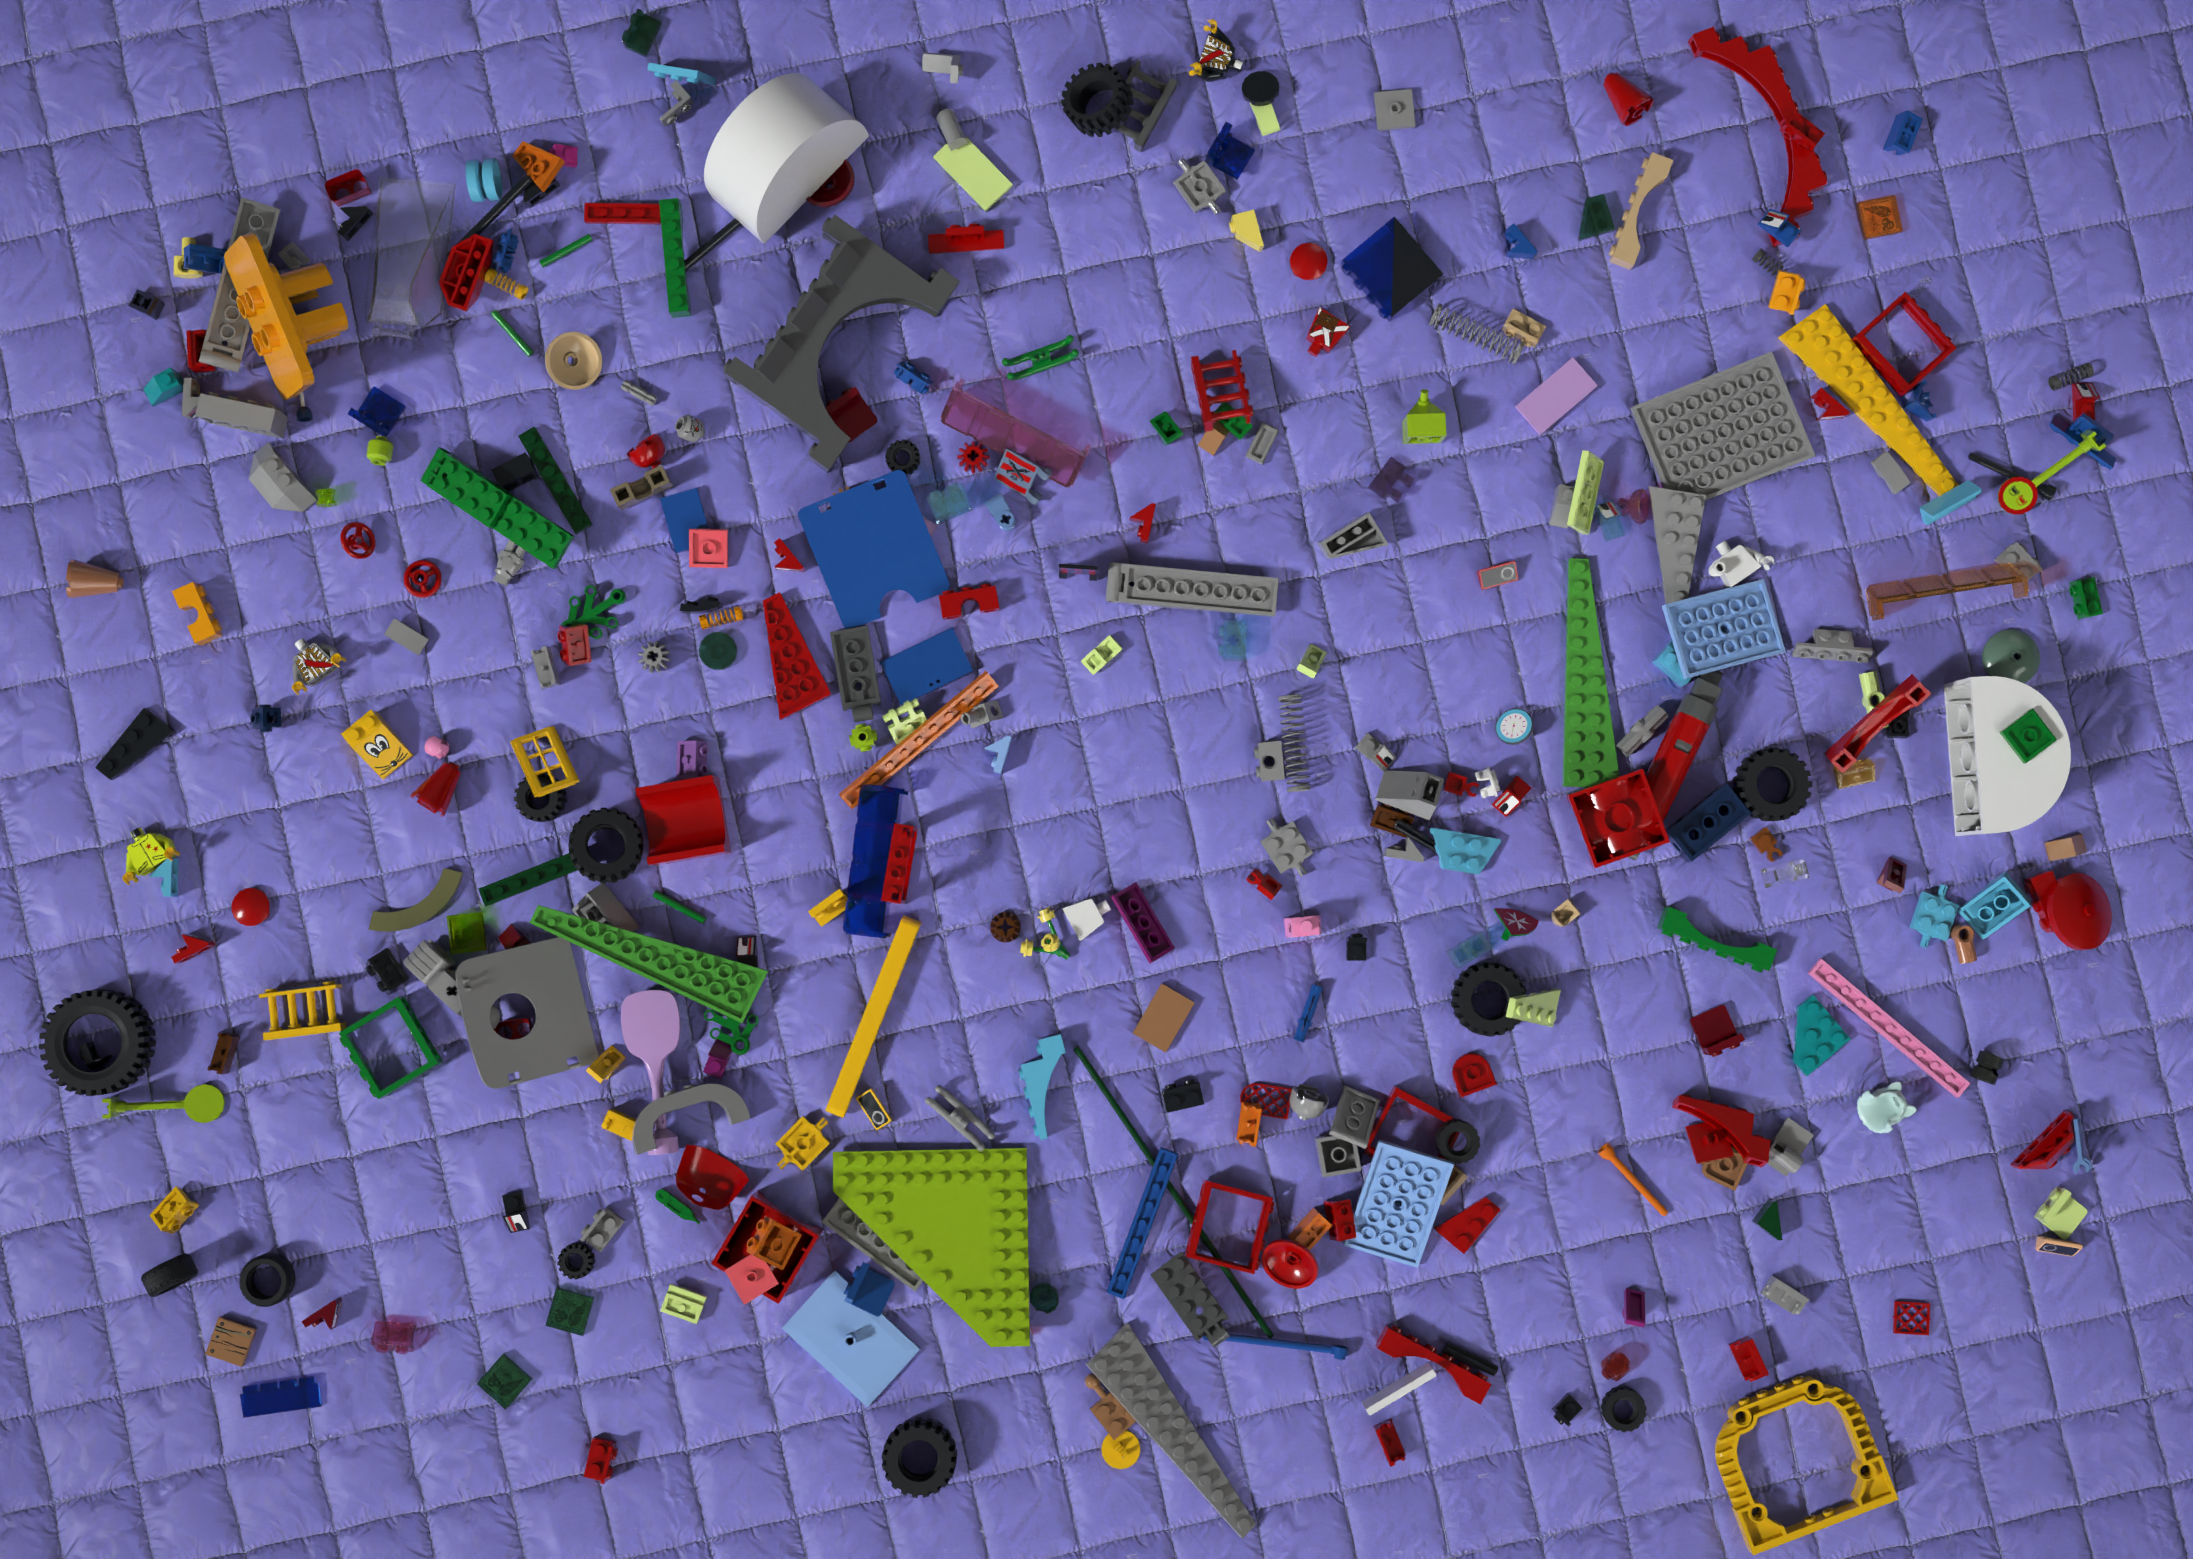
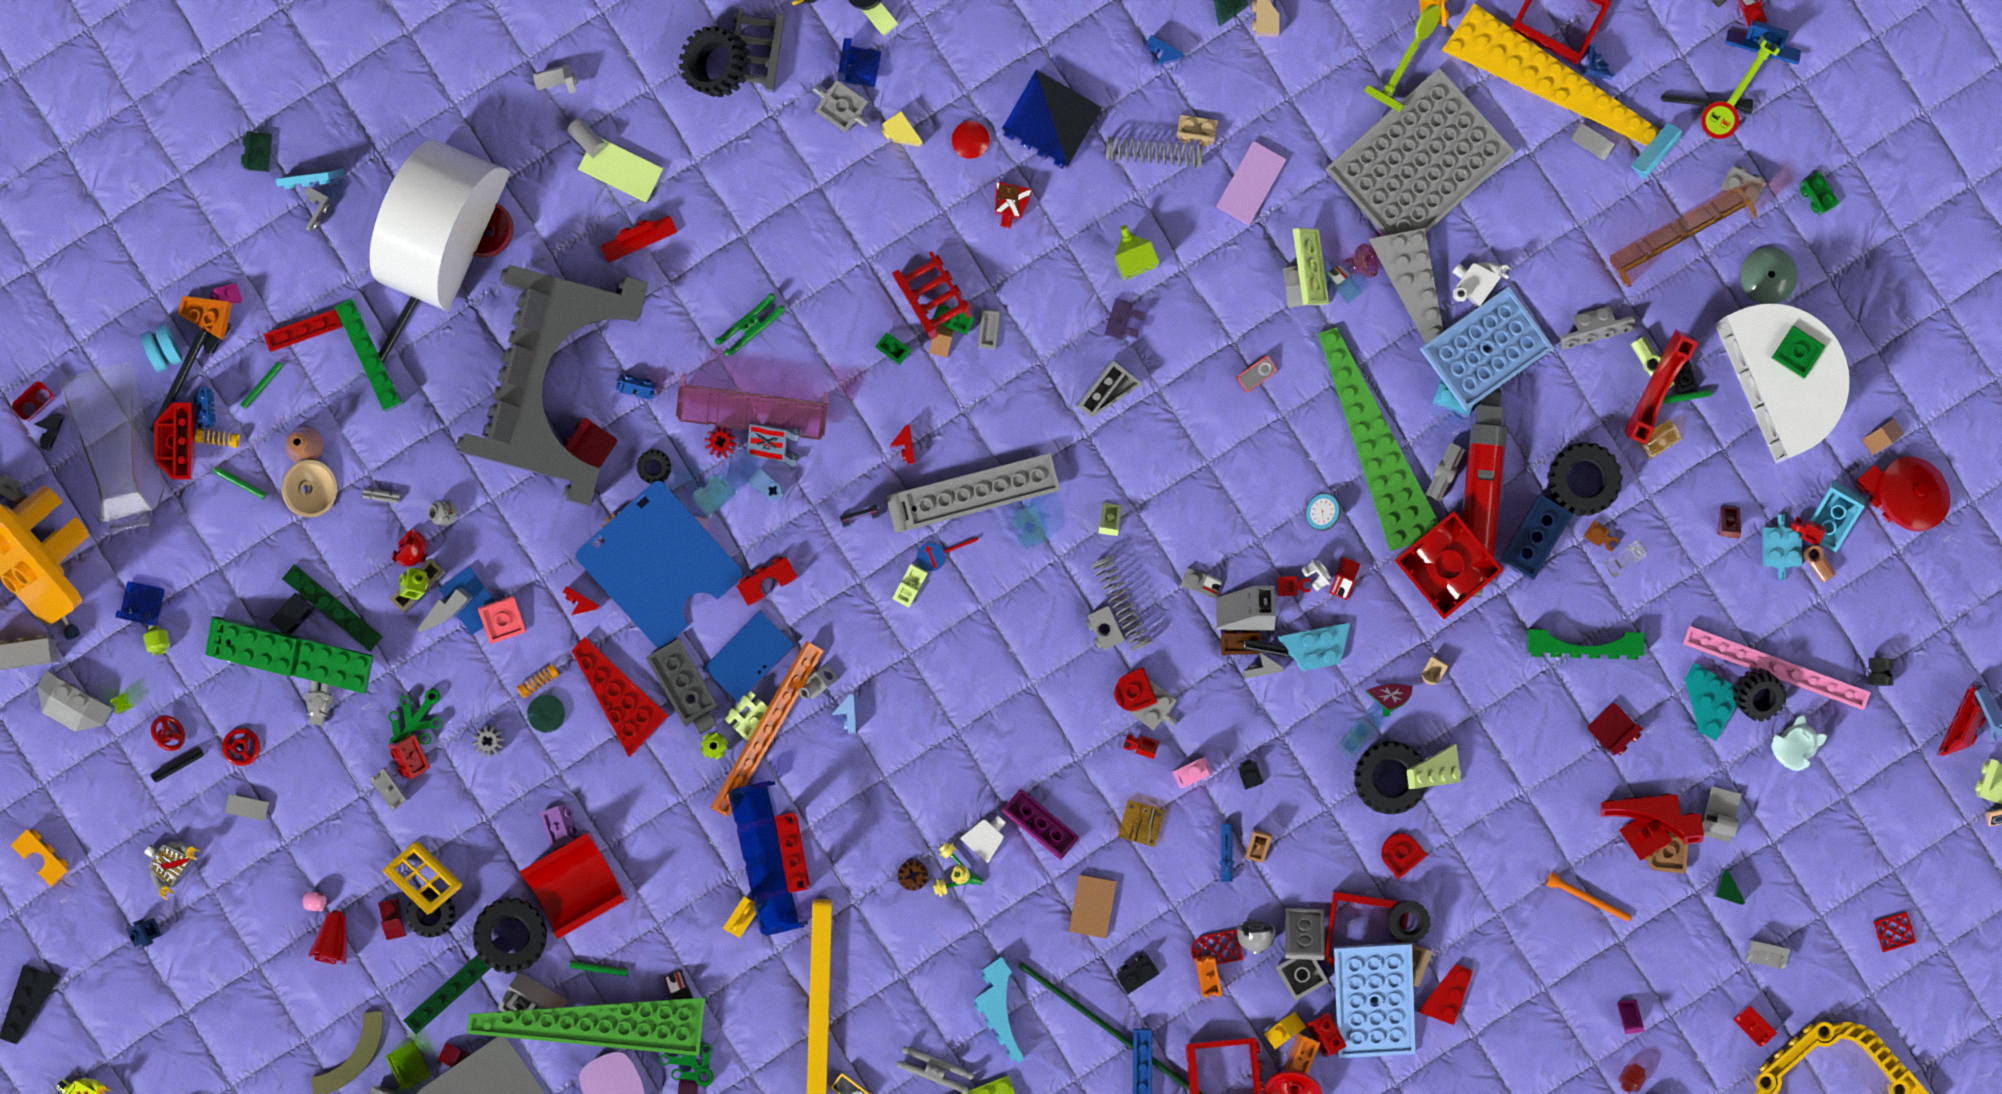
camera: 15 degrees left, 0 degrees up
(357, 573) = (177, 764): none -> black axle
(377, 744) = (257, 919): yellow slope -> none
(503, 790) = (391, 919): none -> dark red slope
(584, 318) = (309, 448): none -> nougat cone
(636, 482) = (413, 583): none -> lime brick
(659, 519) = (446, 609): none -> light grey slope
(706, 606) = (521, 674): black slope -> none
(1132, 635) = (932, 556): none -> blue piece
(1237, 956) = (1141, 823): none -> clear yellow tile
(1276, 830) = (1135, 691): none -> red tile
(1302, 1200) = (1285, 1030): none -> yellow slope
(1340, 1017) = (1258, 846): none -> medium nougat slope
(1775, 306) = (1424, 28): none -> lime piece
(1832, 407) = (1516, 101): red slope -> none
(1875, 1056) = (1765, 706): none -> black tyre
(1895, 742) = (1687, 396): none -> green bar
(1968, 912) = (1810, 532): none -> red plate

